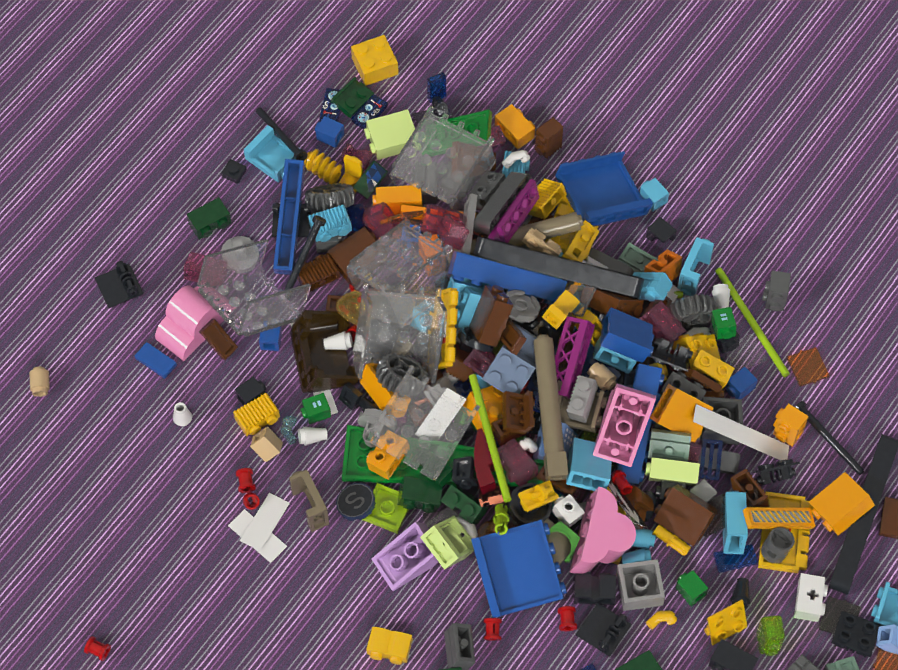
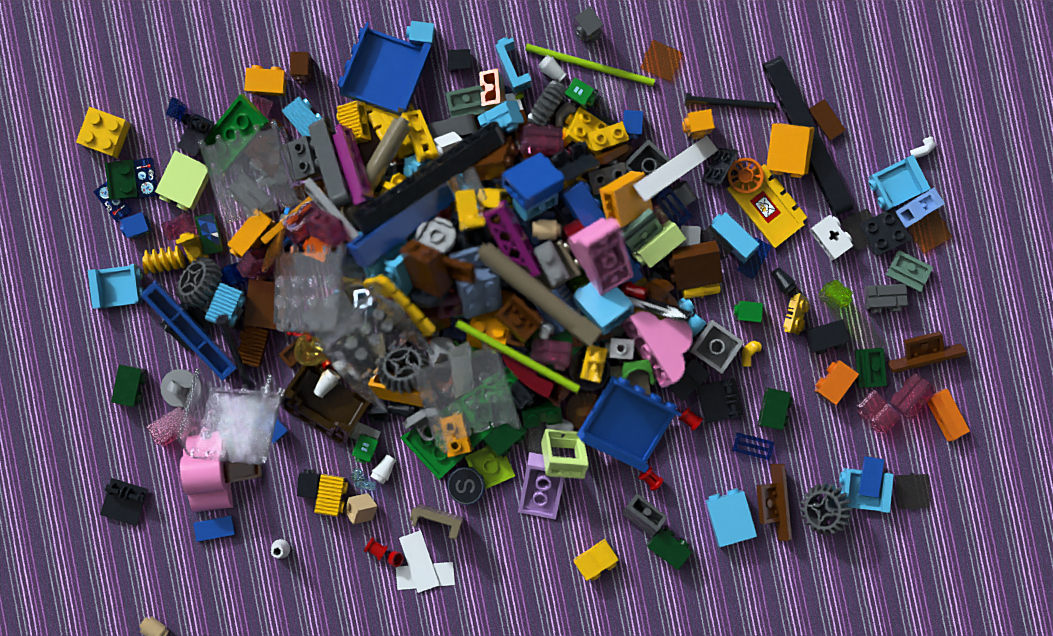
camera: 50 degrees left, 25 degrees up
(233, 171) = (102, 328): black plate -> none
(299, 154) = (140, 271): black bar -> none
(501, 519) = (583, 404): lime pin -> none
(514, 156) = (295, 109): white arm -> none
(535, 240) = (391, 172): tan hinge -> none
(754, 494) = (721, 203): reddish brown brick -> none
(777, 545) = (778, 224): dark grey wheel -> none
(778, 517) = (762, 205): tile -> none
(788, 492) = (745, 175): none -> orange wheel

